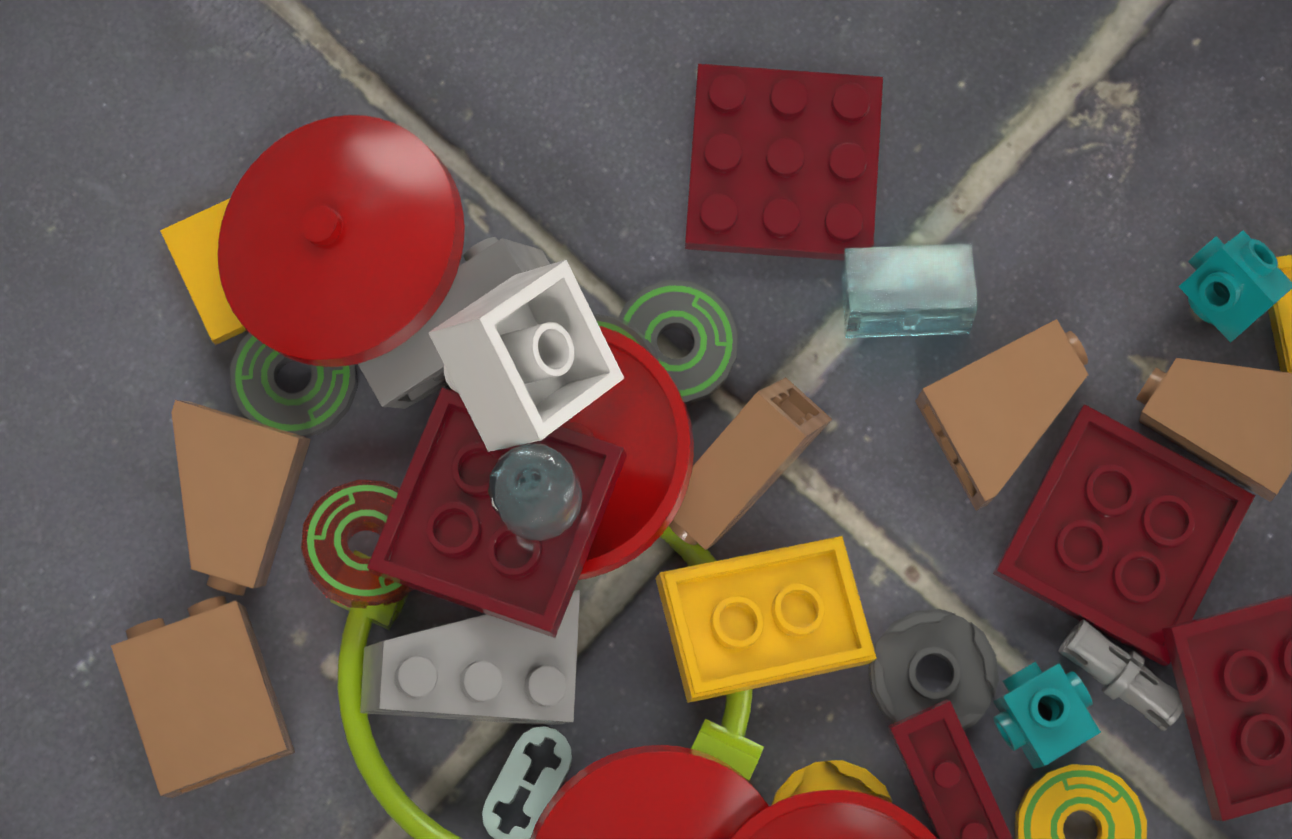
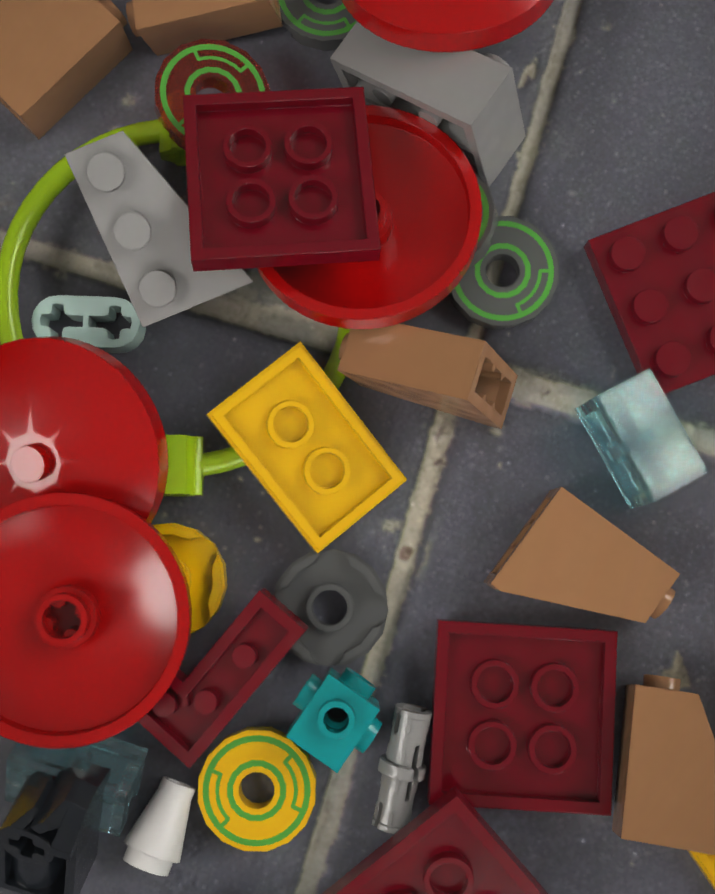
camera: 70 degrees right, 5 degrees up
(526, 356) = (415, 120): white brick -> none
(535, 492) = (299, 184): clear light blue head -> none

